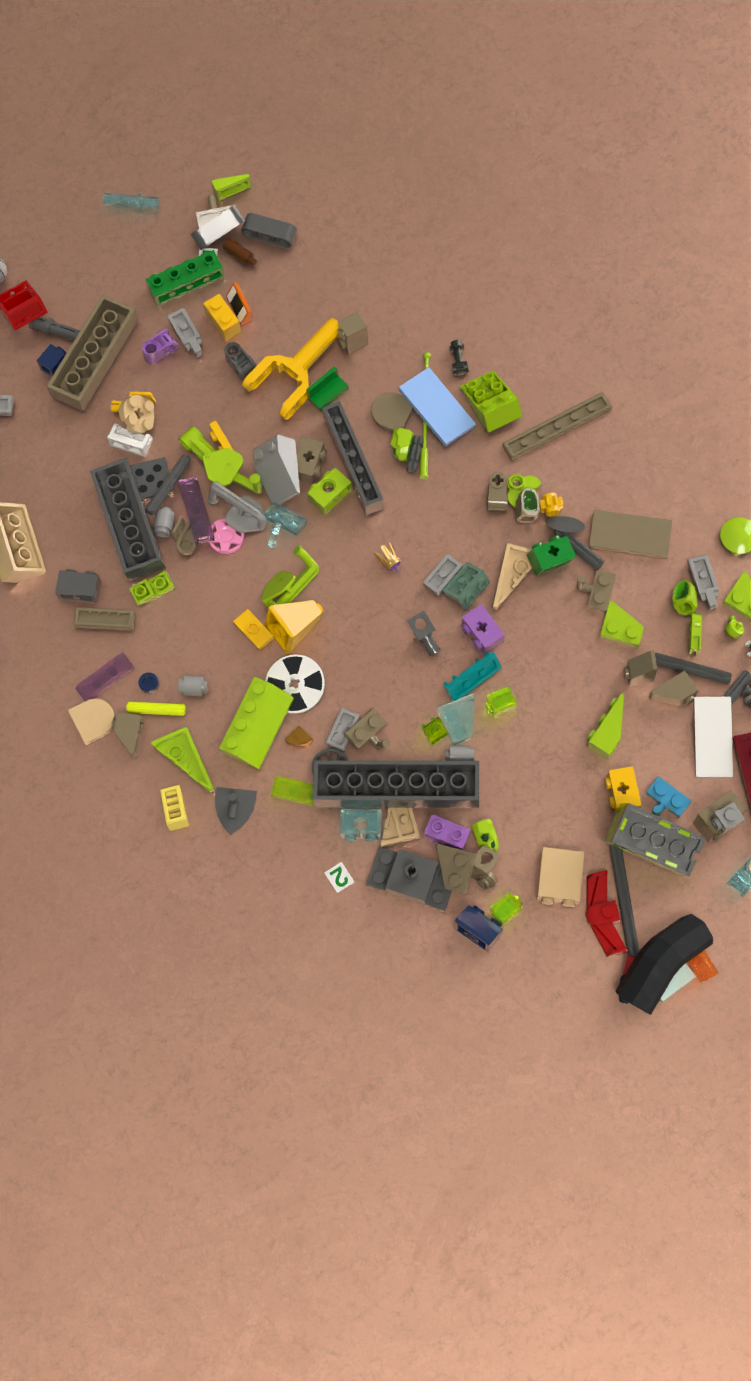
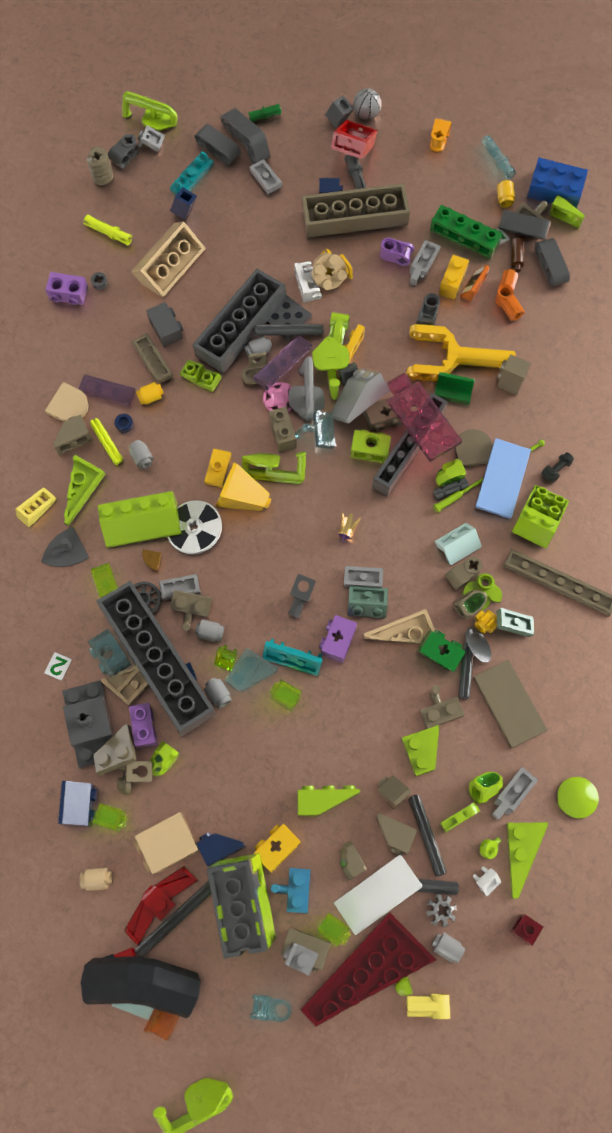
camera: 50 degrees right, 0 degrees up
(69, 232) = (439, 134): none -> light orange piece
(138, 641) = (149, 393): none -> yellow brick
(173, 220) = (506, 193): none -> yellow brick
(193, 173) = (556, 179): none -> blue brick
(248, 464) = (347, 372): none -> dark grey tile
(259, 552) = (282, 429): none -> dark tan brick
(281, 290) = (509, 302): none -> orange piece
(349, 430) = (427, 424): none -> clear pink hinge
(400, 729) = (209, 631): none -> light grey brick
(467, 479) = (459, 543): none -> light aqua panel
(550, 952) = (95, 879): none -> tan brick
(568, 482) = (515, 622): none -> plate
(591, 837) = (217, 847): none -> dark blue slope
(674, 739) = (351, 861): none -> dark tan rock
(717, 787) = (334, 930): none -> clear neon green brick

